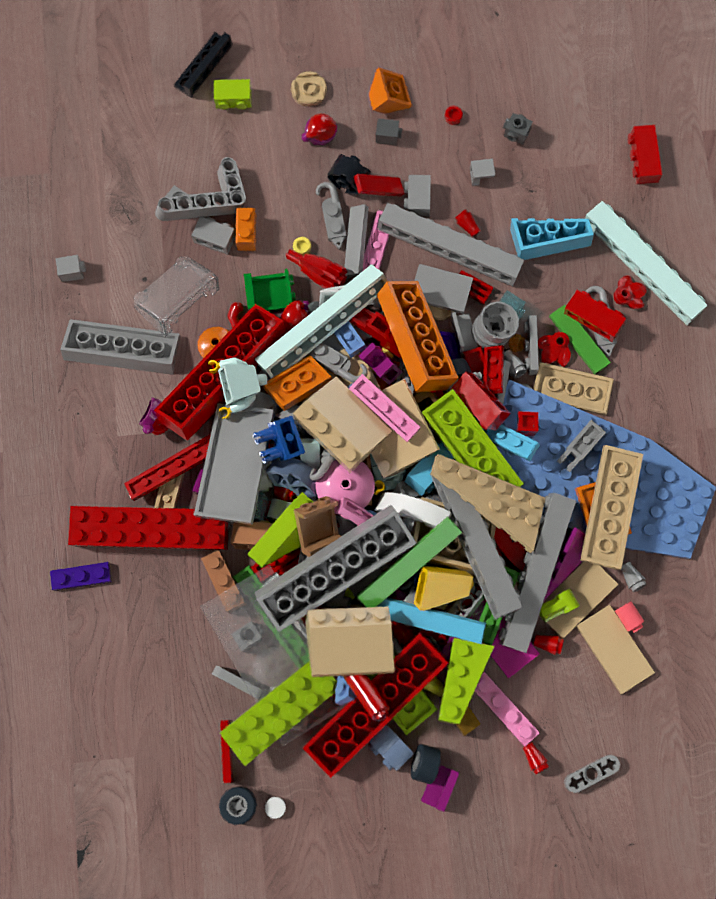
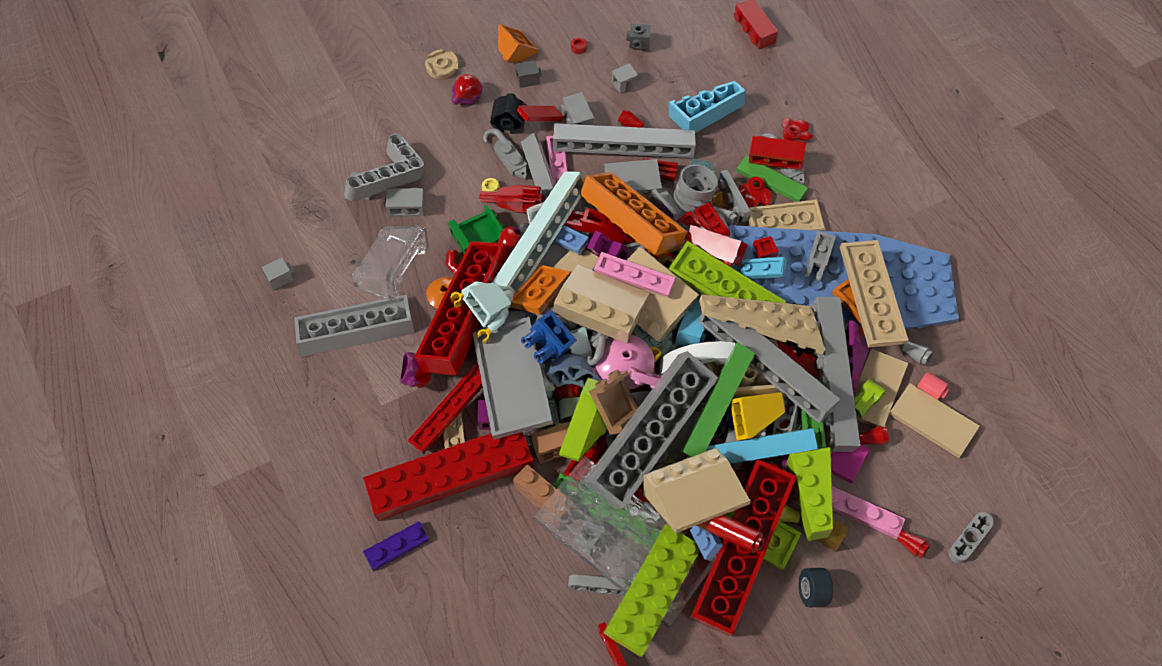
camera: 25 degrees left, 15 degrees down
(204, 67) = (339, 76): black fence -> none
(233, 94) = (375, 86): lime brick -> none
(246, 229) = (433, 187): orange brick -> none
(335, 362) = (564, 261): light grey plate -> none
(390, 748) = (774, 587): sand blue brick -> none
(440, 790) = (840, 612): magenta panel -> none
(645, 263) = (800, 103): light aqua brick -> none

